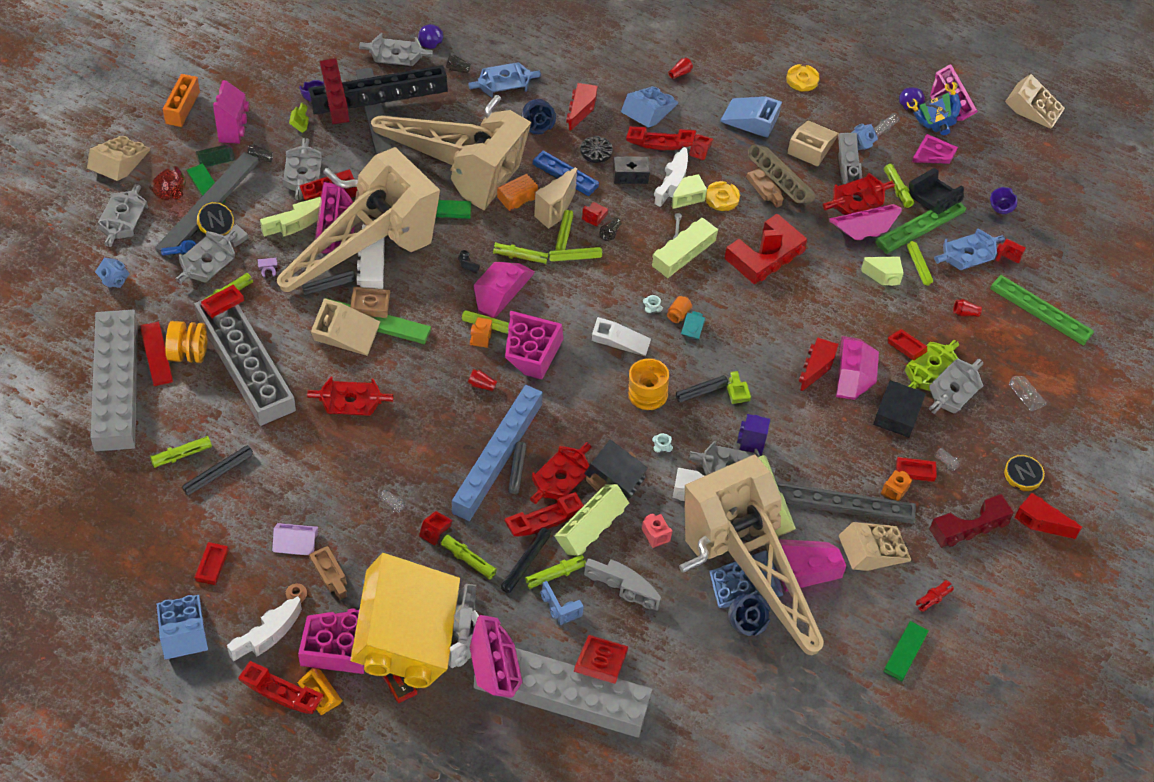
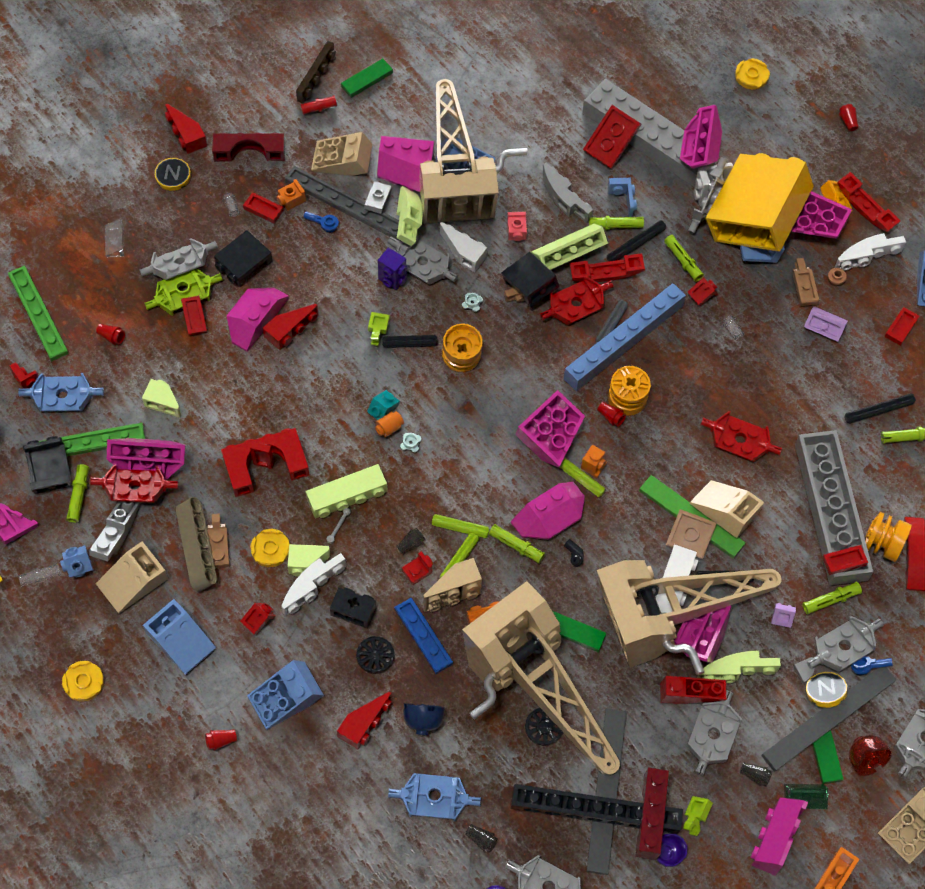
camera: 155 degrees left, 10 degrees up
(473, 397) = (629, 389): none -> light orange wheel
(620, 337) = (466, 411): white slope -> none
(660, 141) = (297, 640): red slope -> none
(749, 614) = (481, 132): dark blue cylinder -> none
(812, 513) = (377, 197): none -> plate
(845, 474) = (328, 222): none -> blue plate
(919, 263) = (120, 398): lime axle -> none
(962, 639) = (313, 75): none -> dark brown plate

